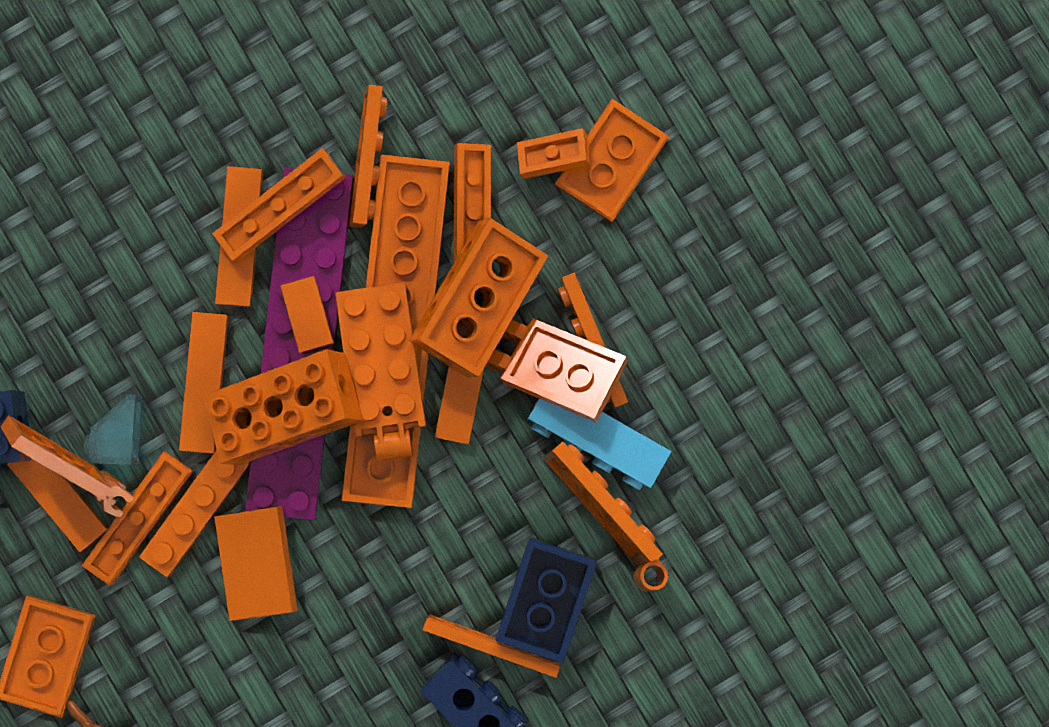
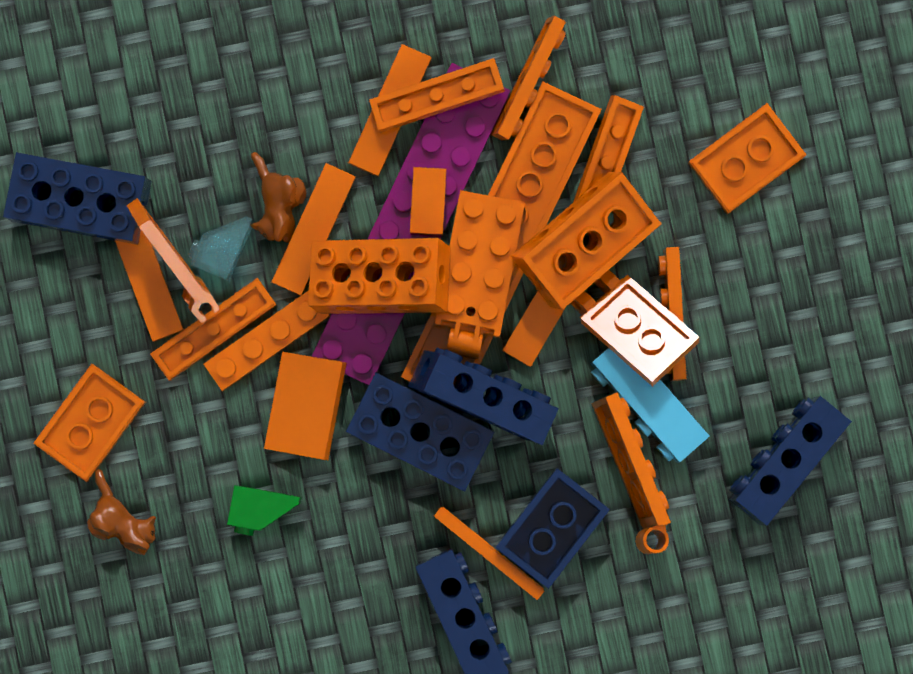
camera: 25 degrees right, 0 degrees up
(157, 362) = (280, 196): none -> dark orange animal
(243, 683) = (258, 508): none -> green slope
(362, 566) = (415, 409): none -> dark blue brick
(484, 498) = (531, 411): none -> dark blue brick
(553, 153) = (697, 134): orange plate -> none
(786, 402) = (826, 425): none -> dark blue brick

